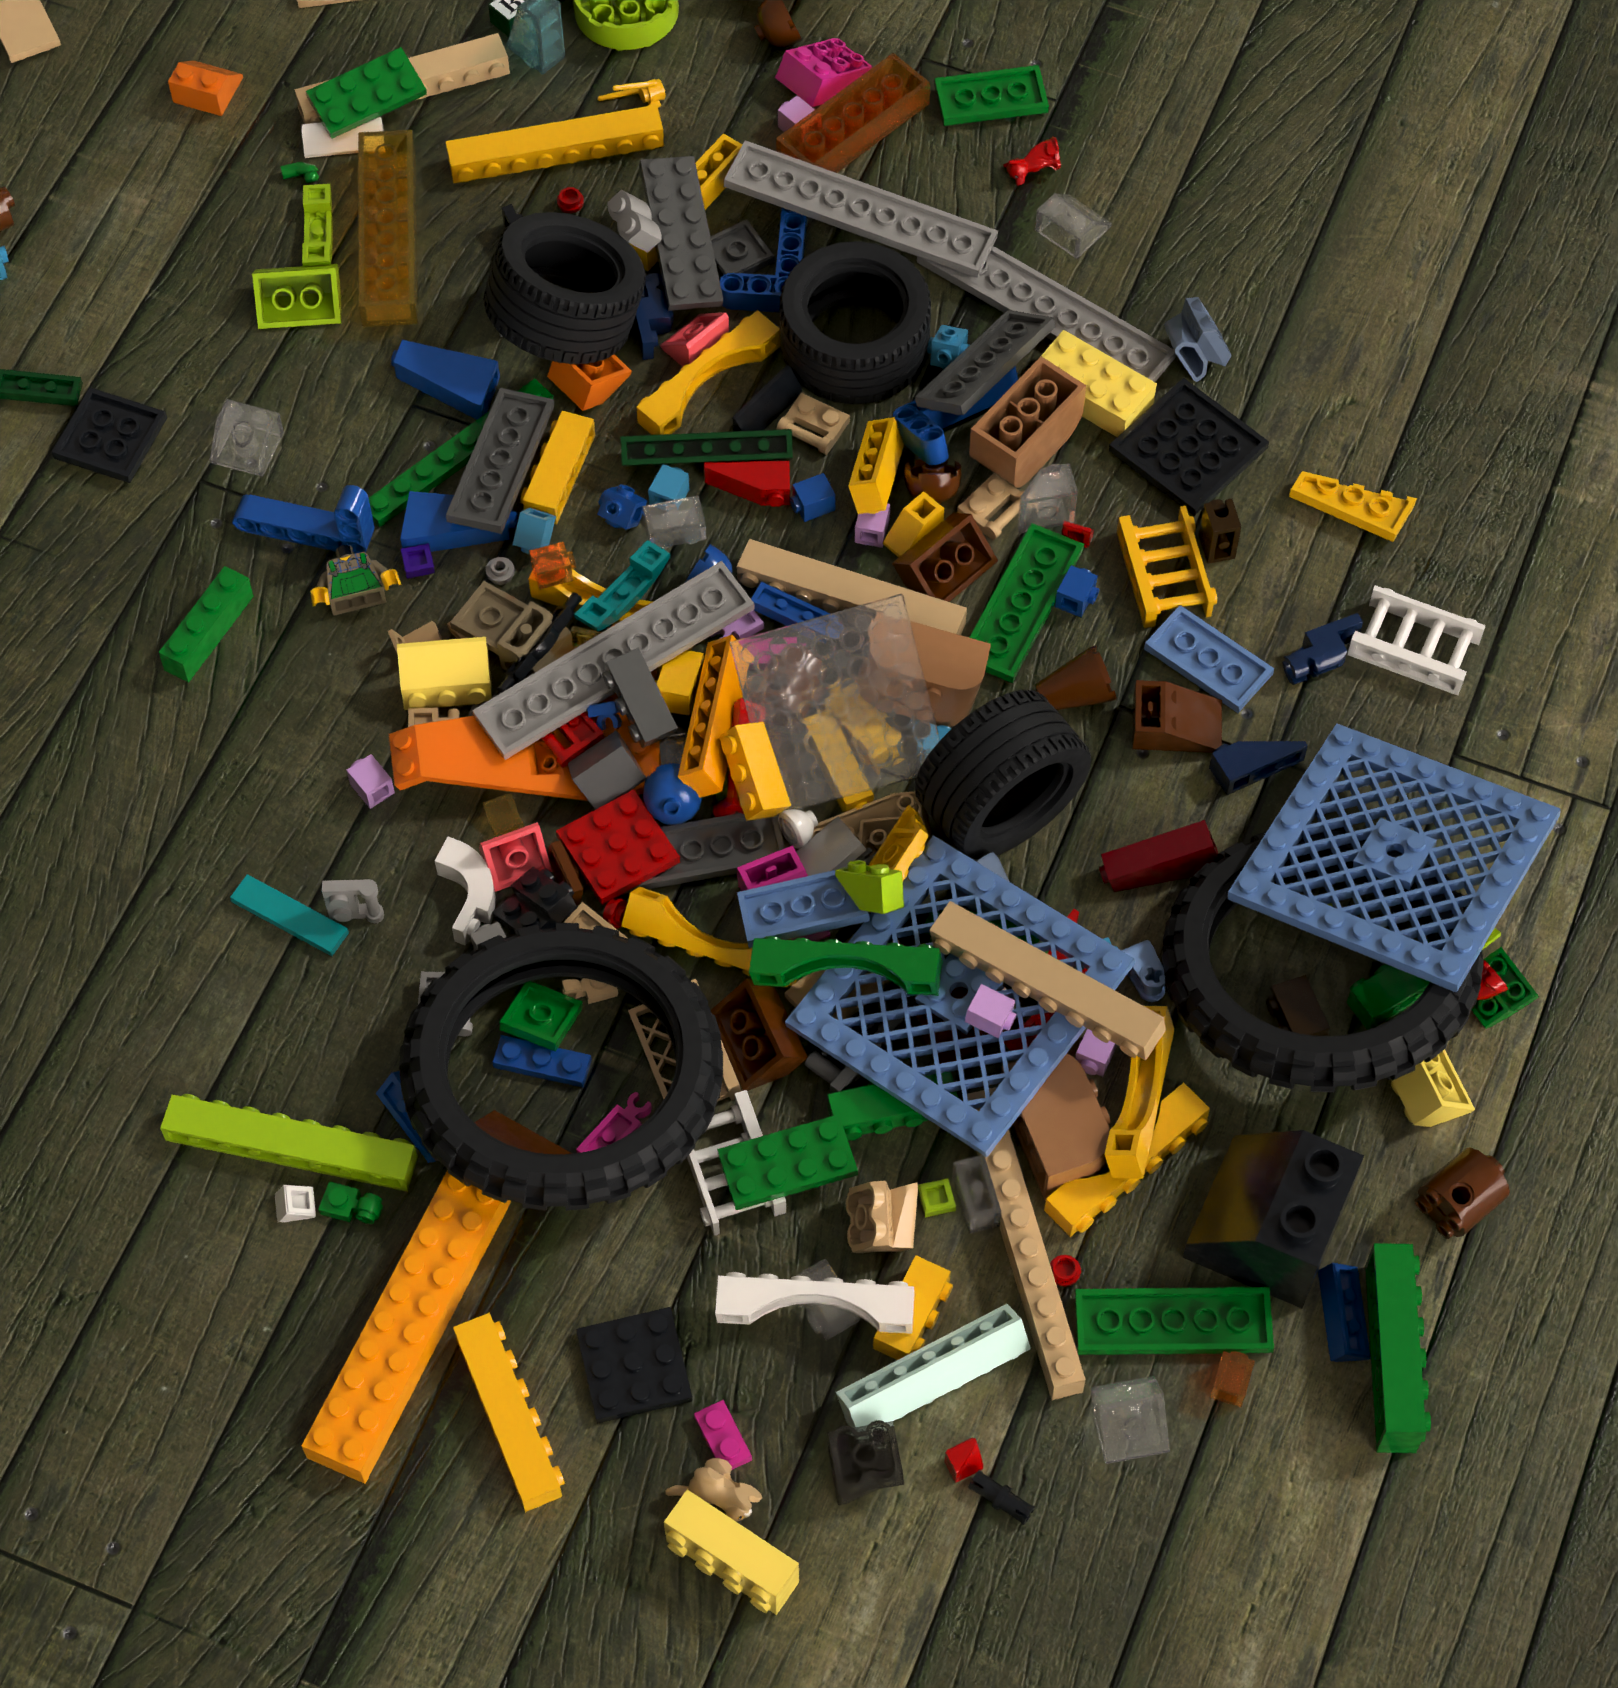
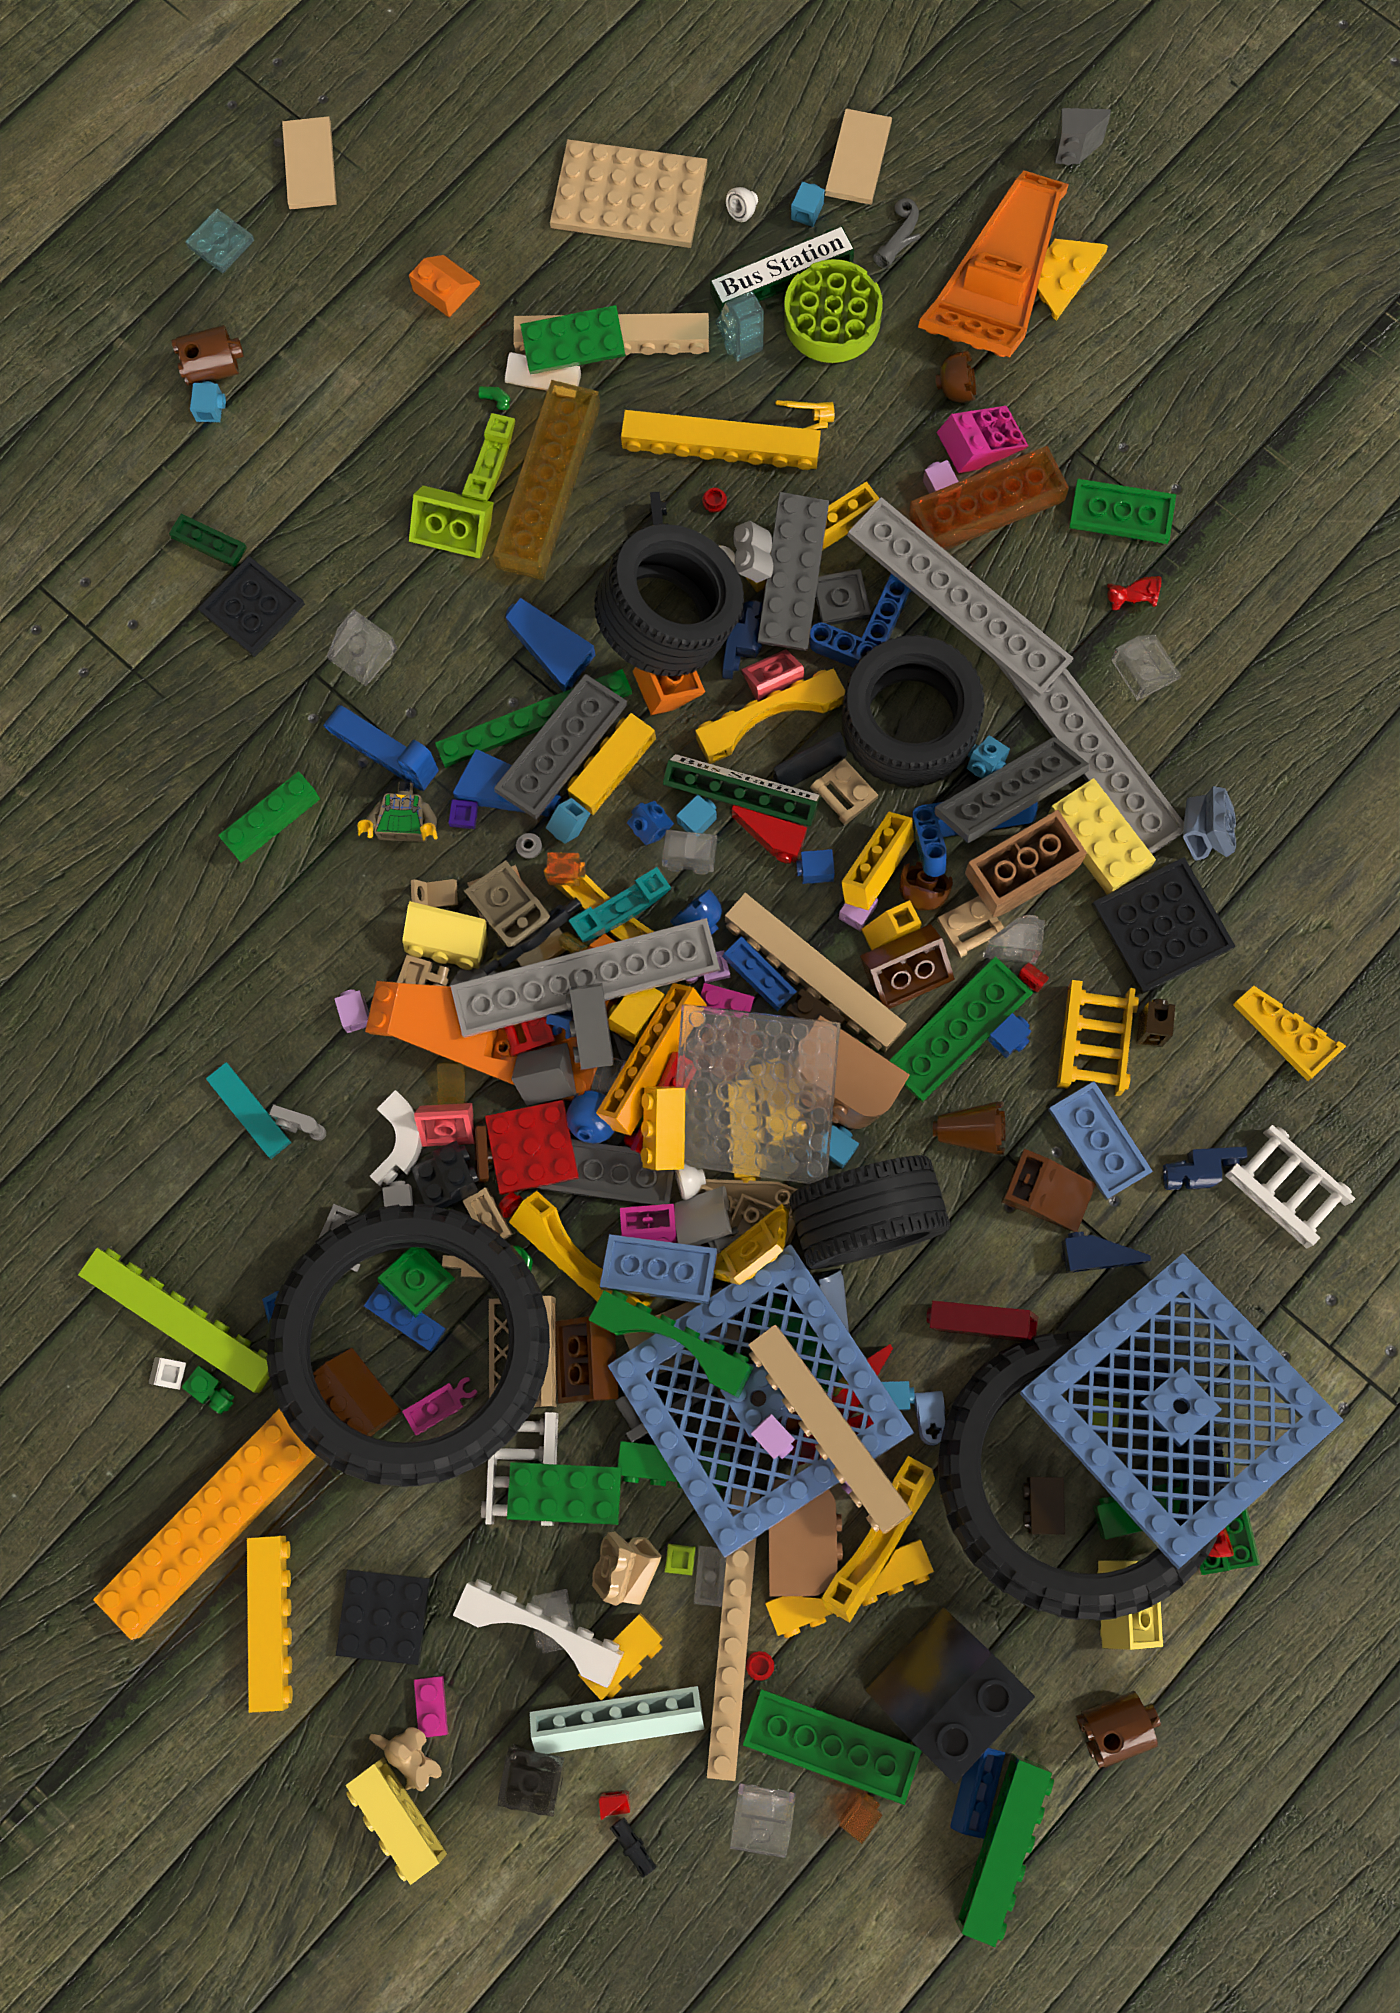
camera: 25 degrees right, 15 degrees up
(872, 887) = (717, 1281): lime slope -> none

